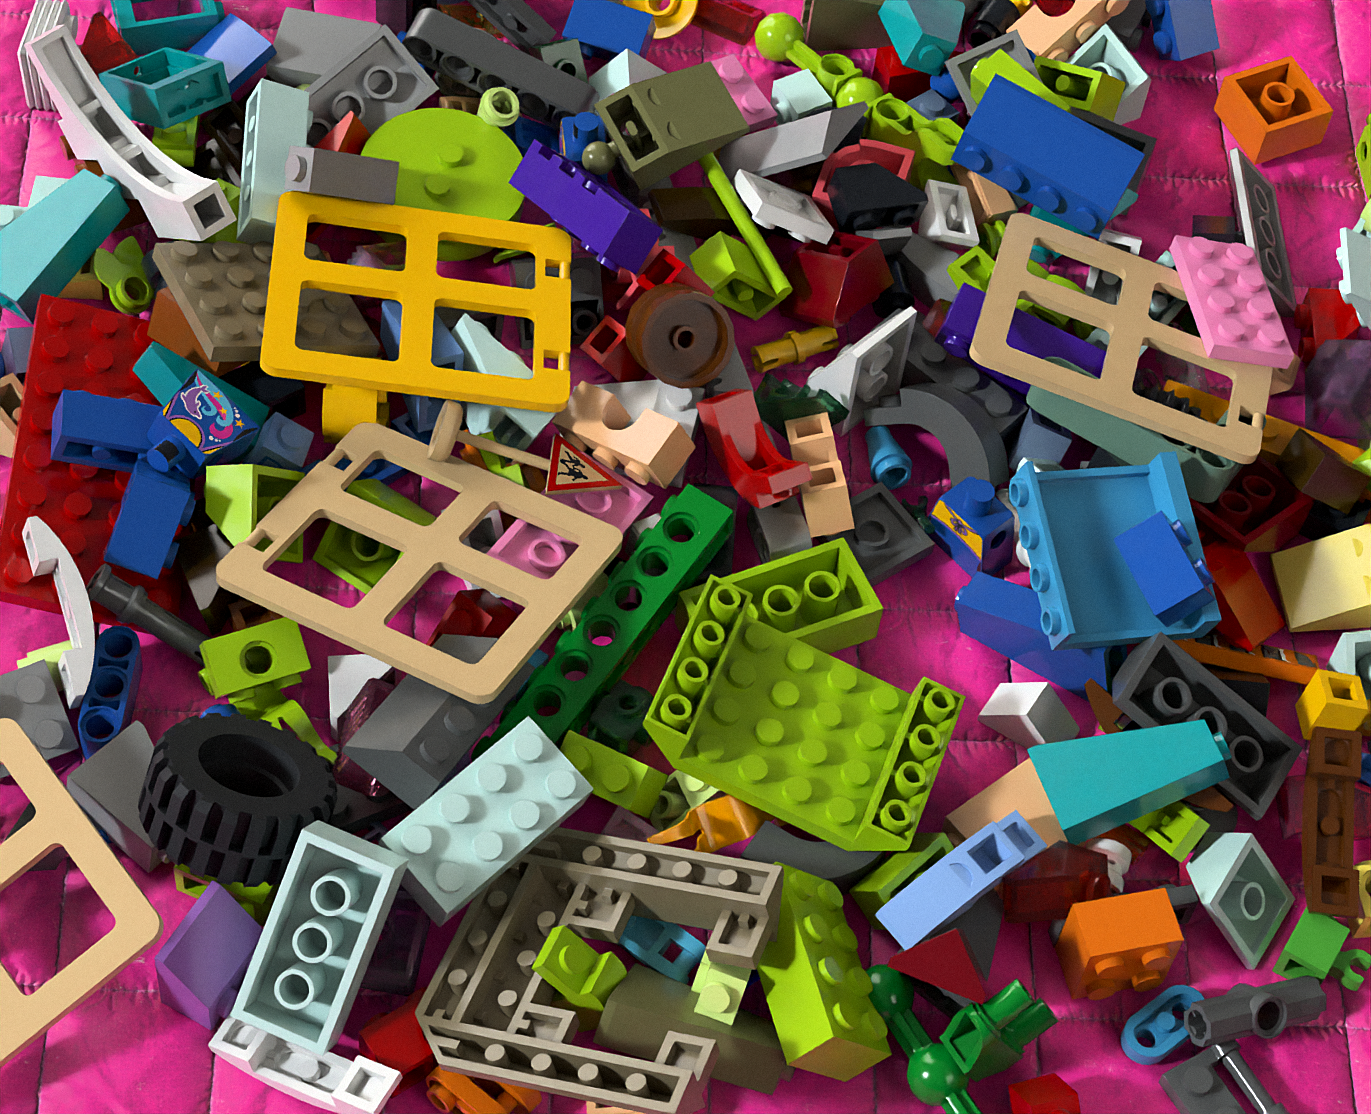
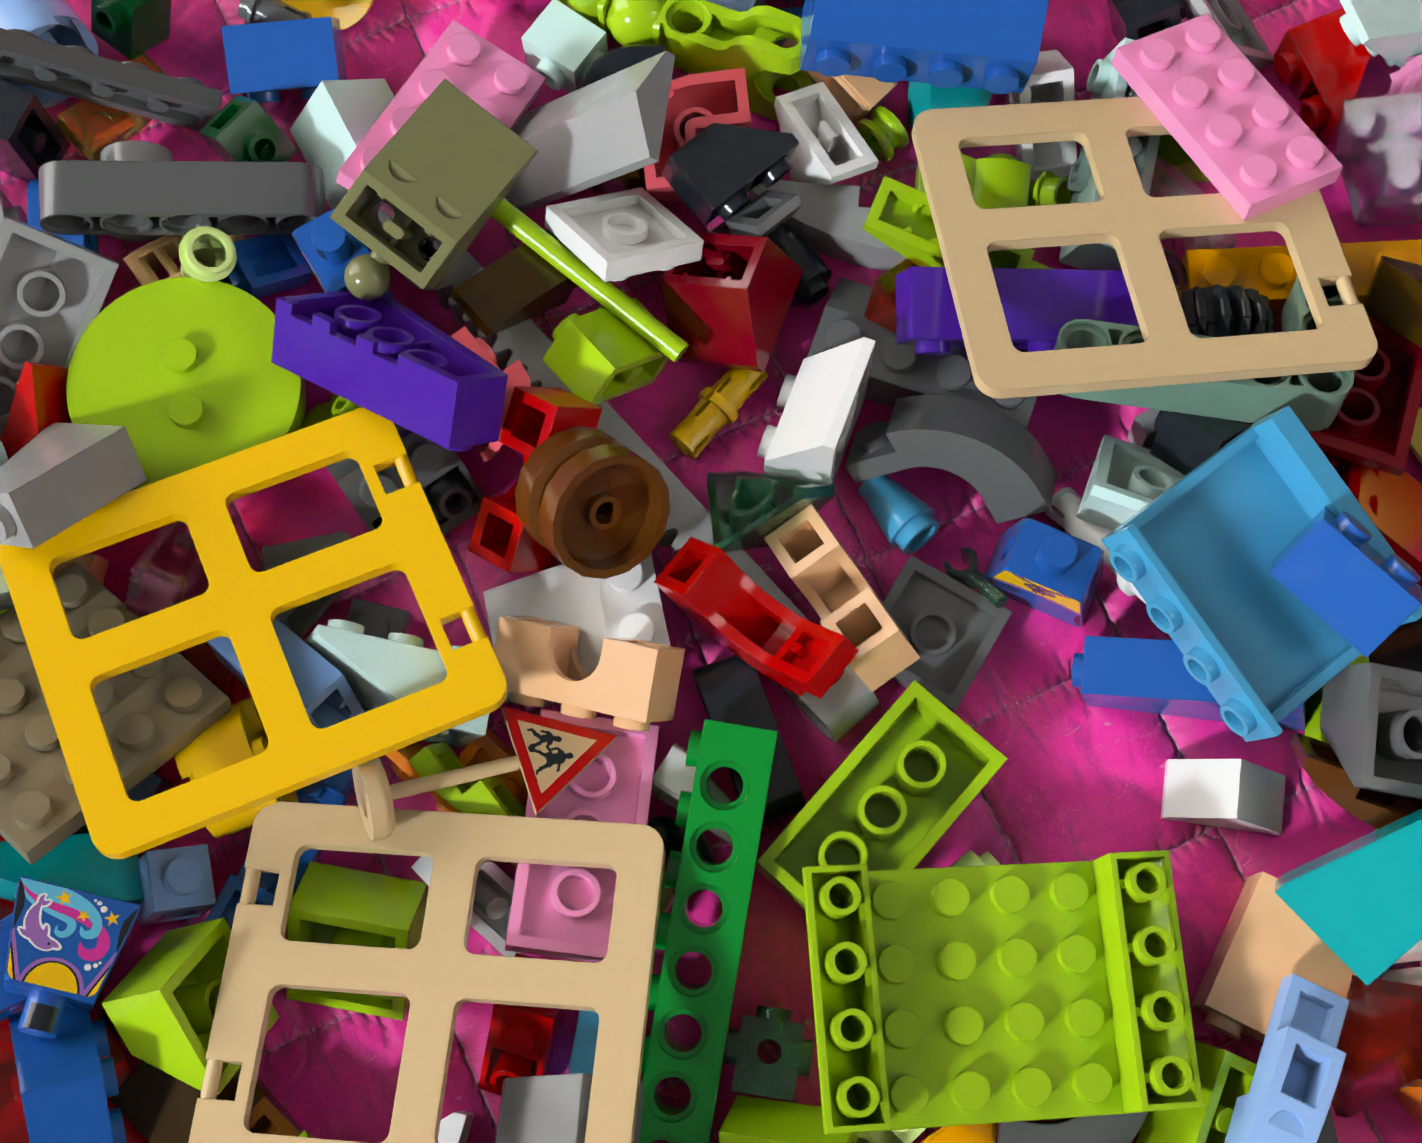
camera: 15 degrees left, 20 degrees up
(1038, 439) = (1072, 426): sand blue brick -> none

